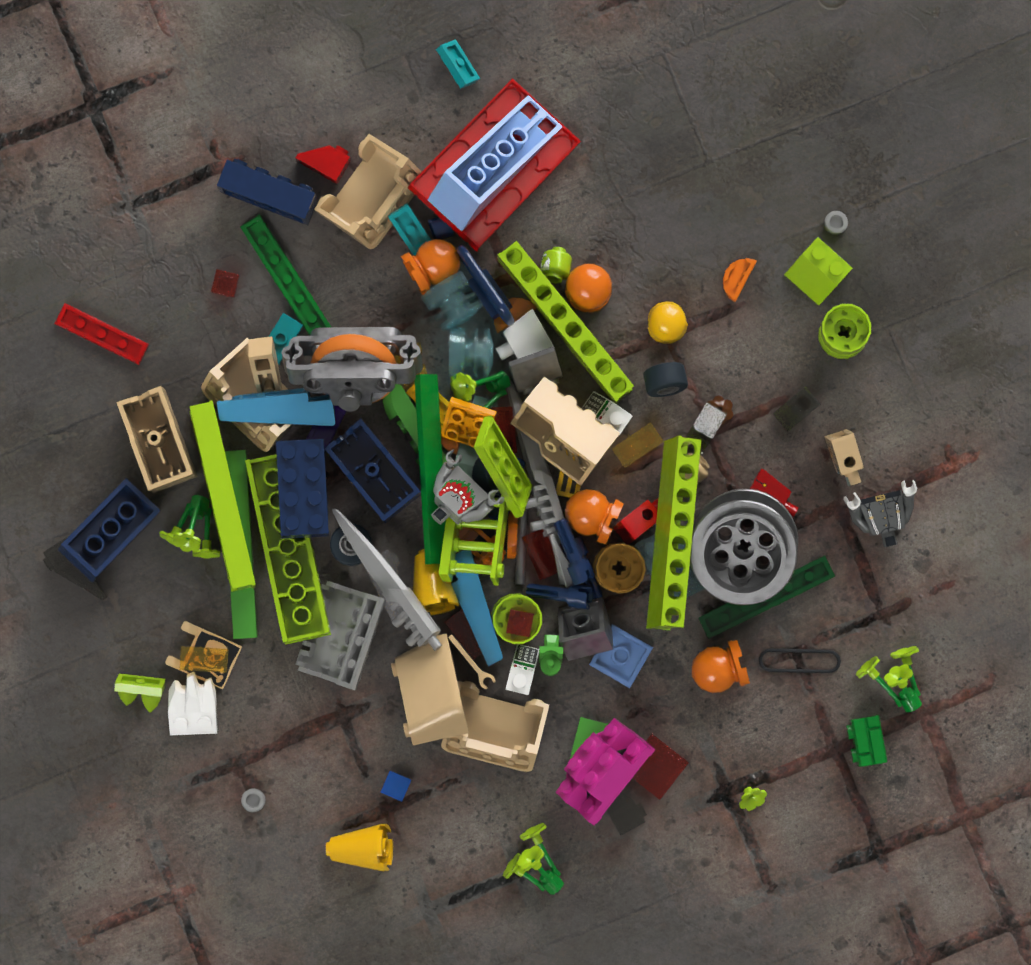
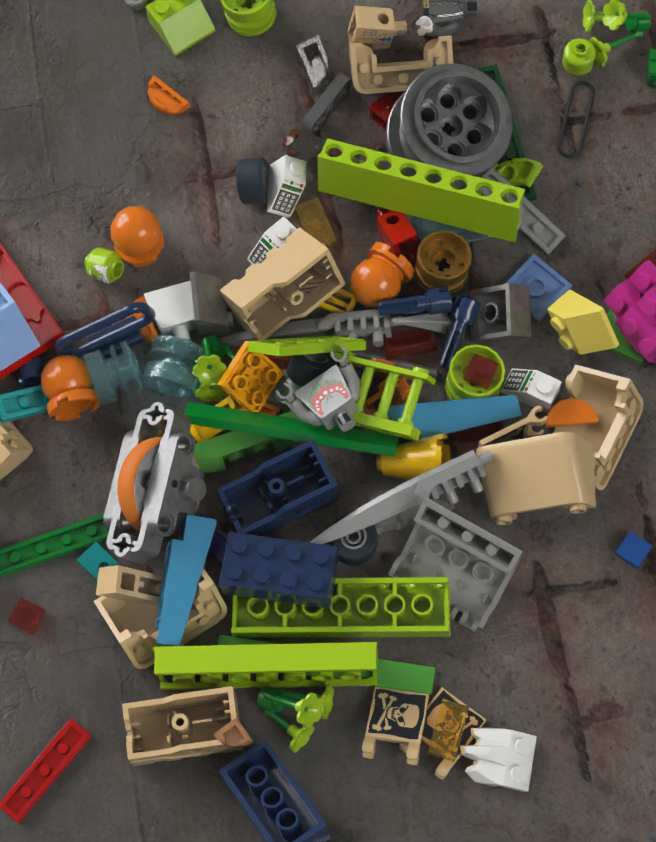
camera: 75 degrees left, 15 degrees down
(149, 687) = (468, 802): lime tile -> none
(151, 484) = (233, 734): none -> medium nougat tile
(205, 613) = (396, 718): none -> flag
(253, 800) = (621, 712): light grey tile -> none
(506, 708) = (571, 413): none -> orange tile
(550, 655) = (520, 352): bright green hips -> none
(565, 322) = (169, 268): lime tile -> none
(584, 700) = (581, 324): none -> light yellow slope
(667, 322) = (194, 170): yellow helmet -> none
(667, 409) = (285, 185): none -> white slope
(682, 639) = (533, 221): none -> light grey tile
(718, 668) = (570, 185): orange tile -> none
(723, 615) = (519, 171): none -> lime tile
(761, 427) = (326, 103): none -> dark grey beam
(801, 489) = (396, 76): none -> tan windscreen
(850, 647) = (579, 57): none -> lime head

